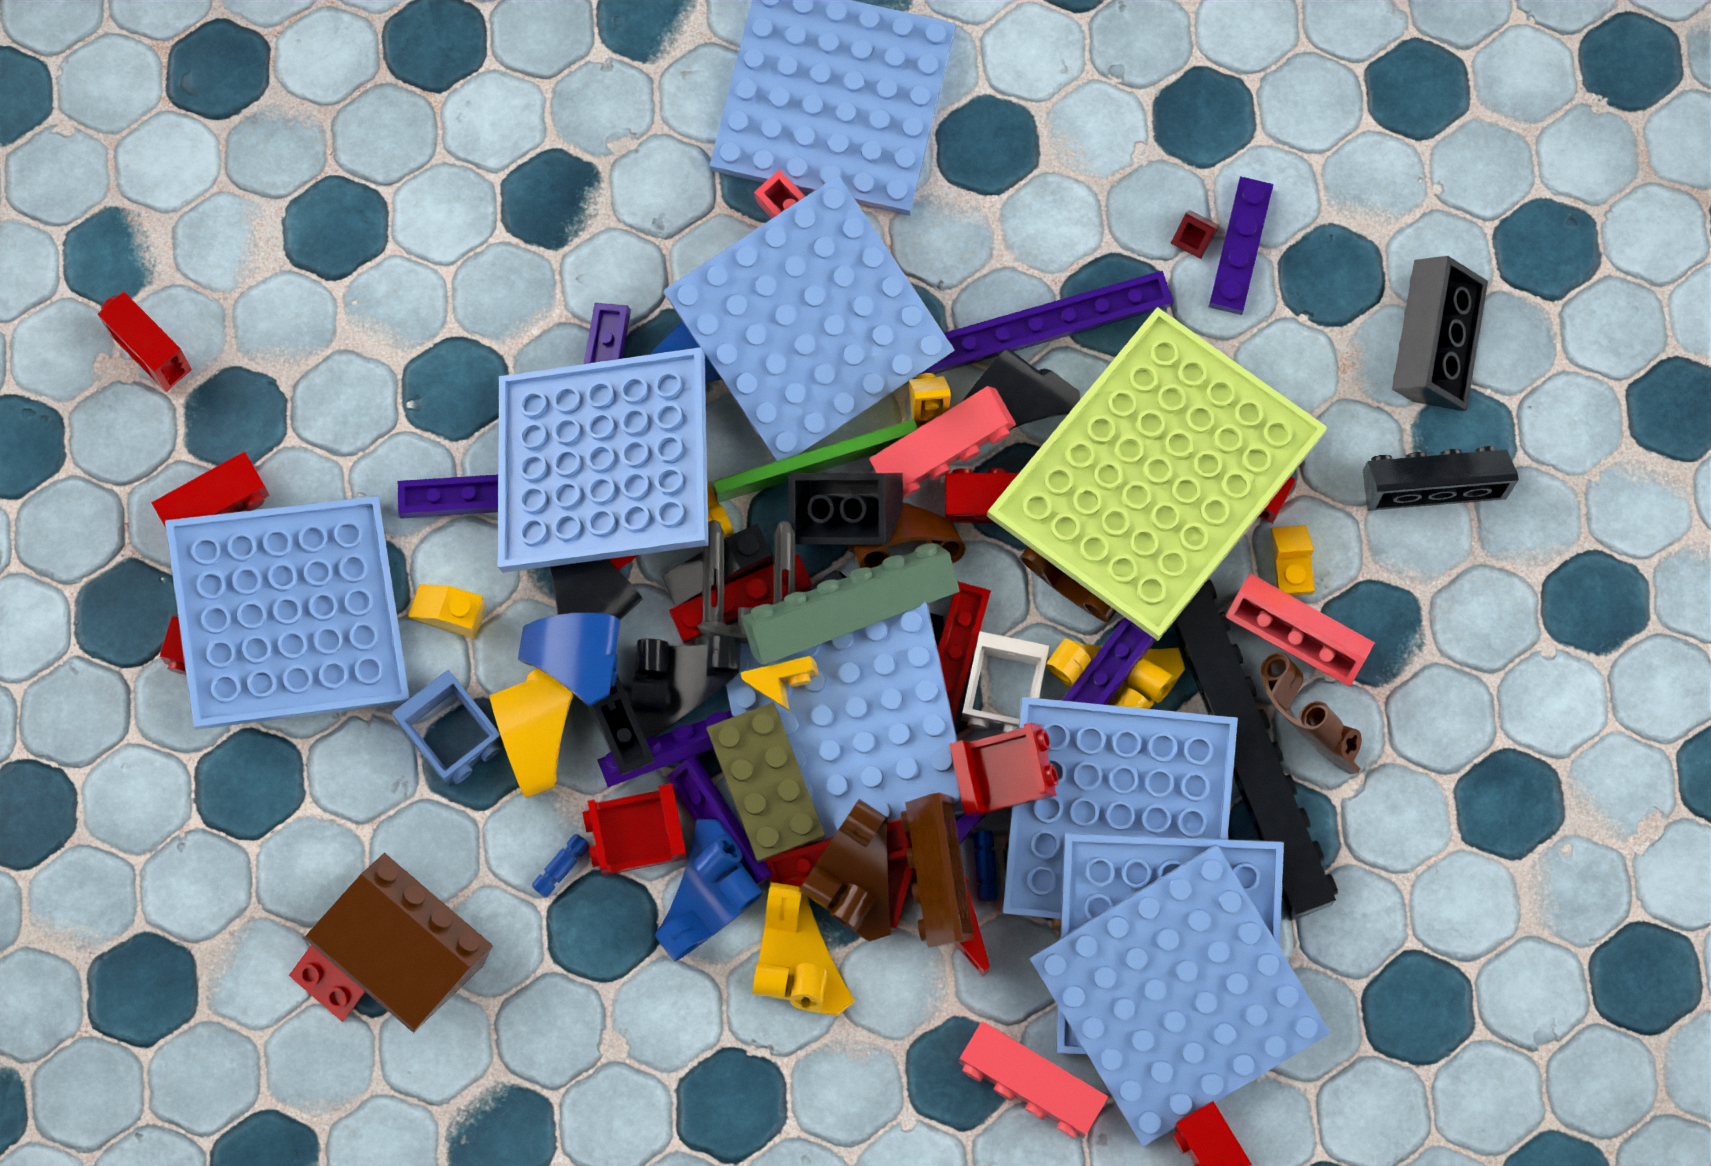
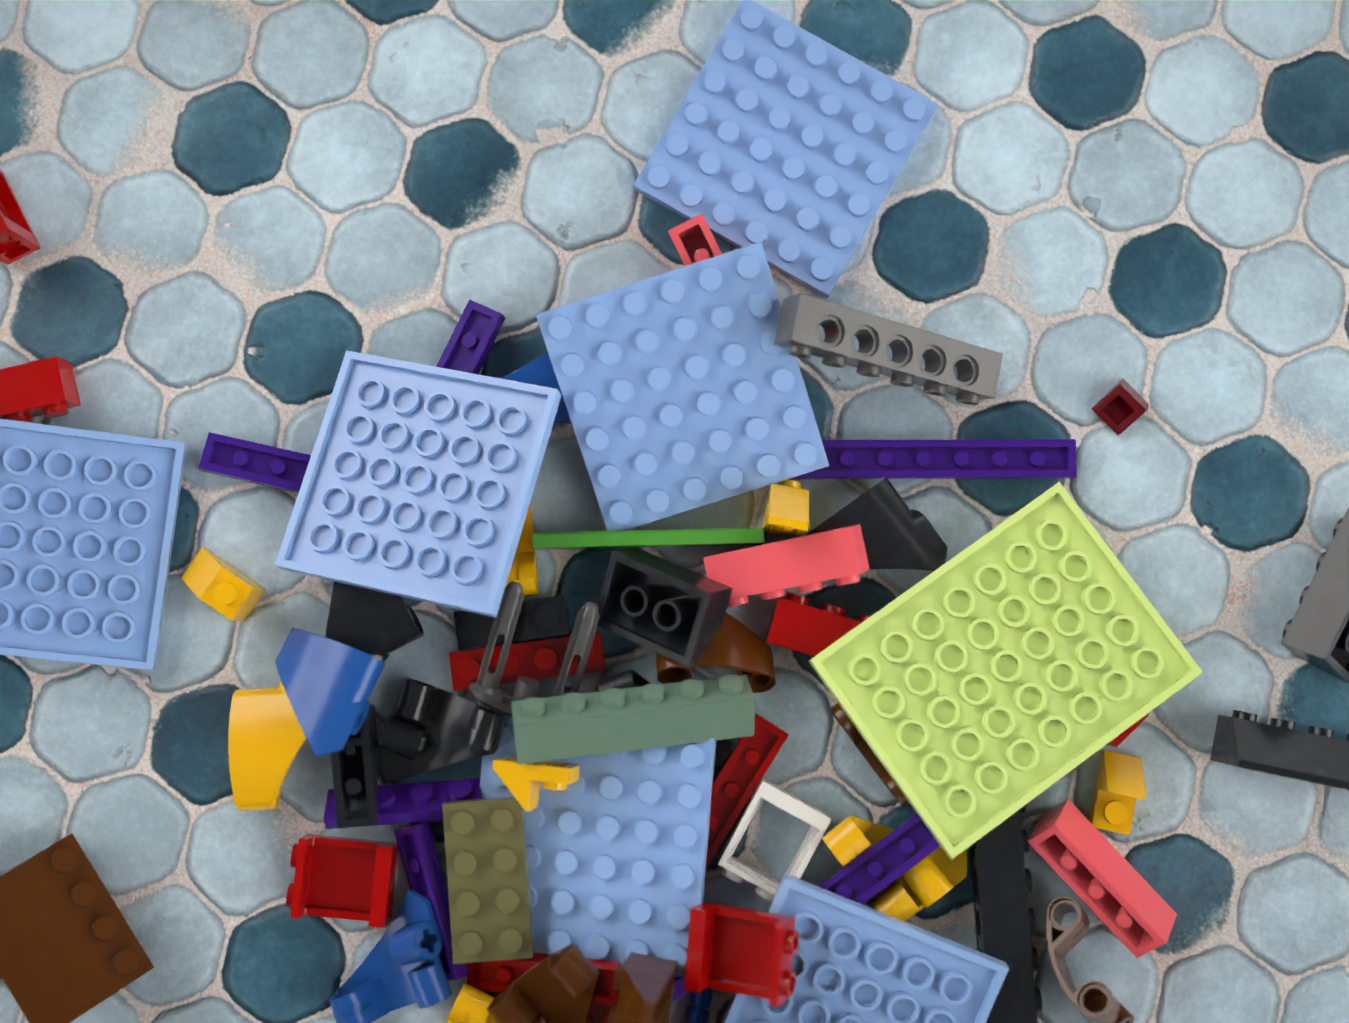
camera: 20 degrees right, 10 degrees up
(427, 700) = (150, 721): medium blue window -> none
(560, 865) = (257, 891): blue axle -> none
(1055, 231) = (976, 366): none -> brick
(1241, 245) = (1165, 433): dark purple plate -> none

